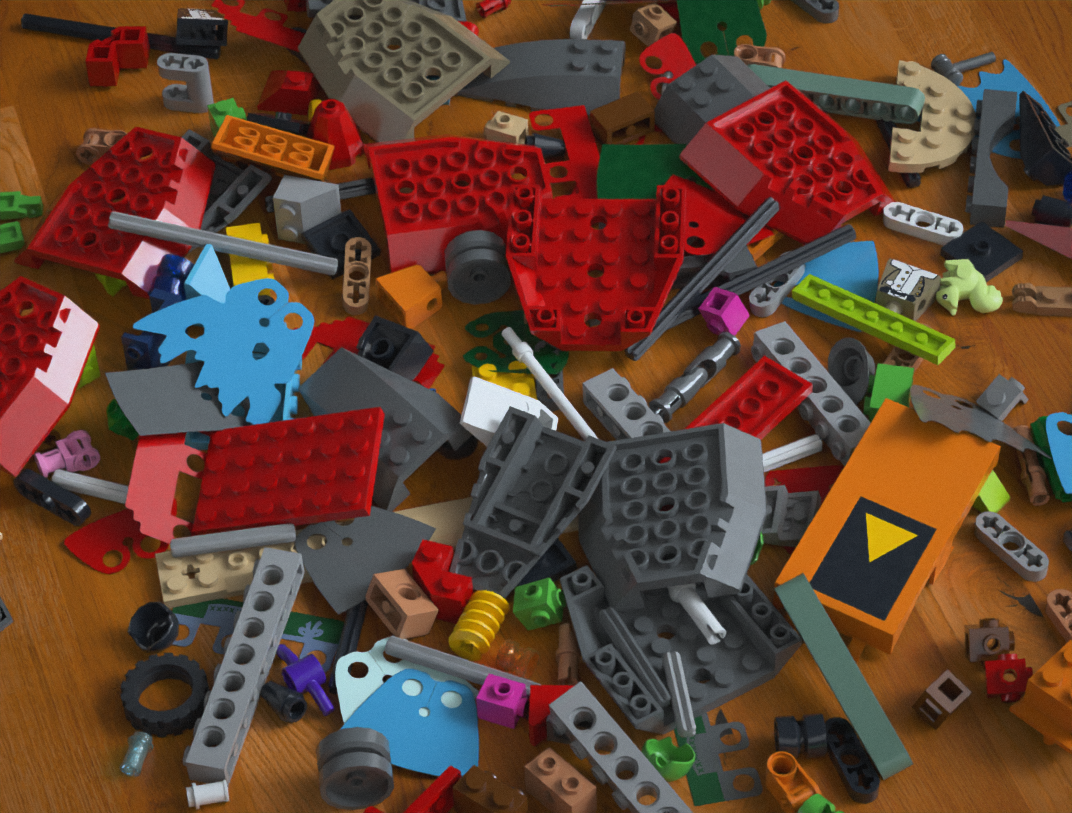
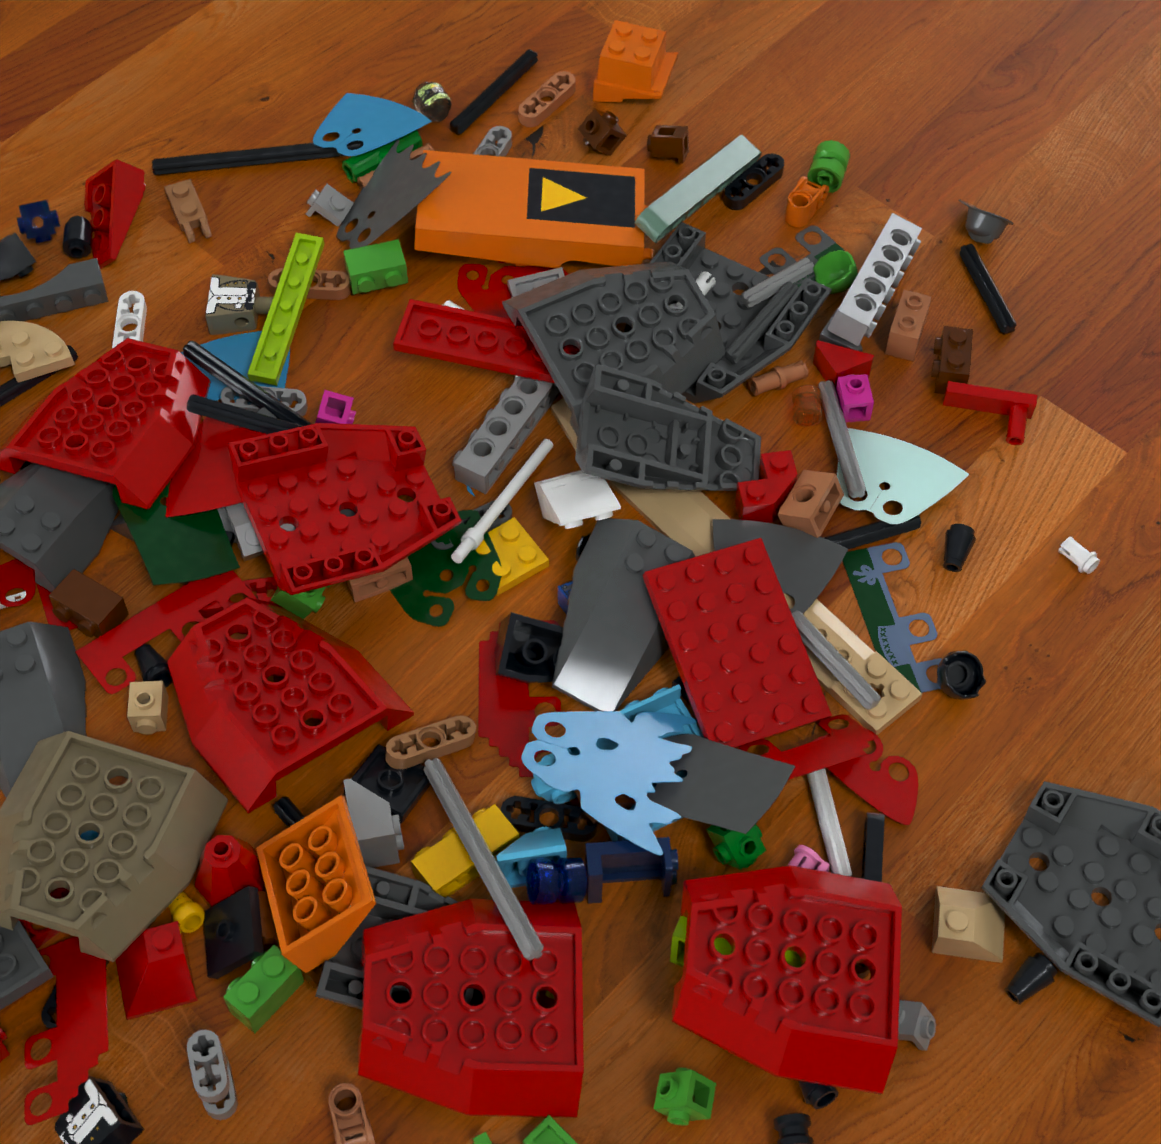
camera: 120 degrees left, 10 degrees up
(139, 746) = (1073, 627): clear light blue pin -> none
(158, 669) = (1023, 612): black tyre -> none
(218, 762) = (972, 579): light grey brick -> none
(305, 676) = (924, 544): dark purple piece -> none
(354, 768) = (998, 447): dark grey wheel -> none
(411, 294) = (432, 679): orange torso -> none
(417, 741) = (927, 443): dark azure piece -> none
(477, 267) = (379, 623): dark grey wheel -> none
(478, 625) = (797, 441): yellow piece -> none
(538, 604) = (747, 407): bright green brick -> none
(686, 386) = (398, 410): dark grey piece -> none
(801, 736) = (761, 206): black wheel -> none
(828, 406) = (371, 344): light grey brick -> none
(851, 367) = (362, 302): dark grey piece -> none
(966, 283) = (203, 263): yellowish green animal -> none
(985, 249) = (150, 274): black plate -> none
(996, 684) = (631, 110): red brick -> none

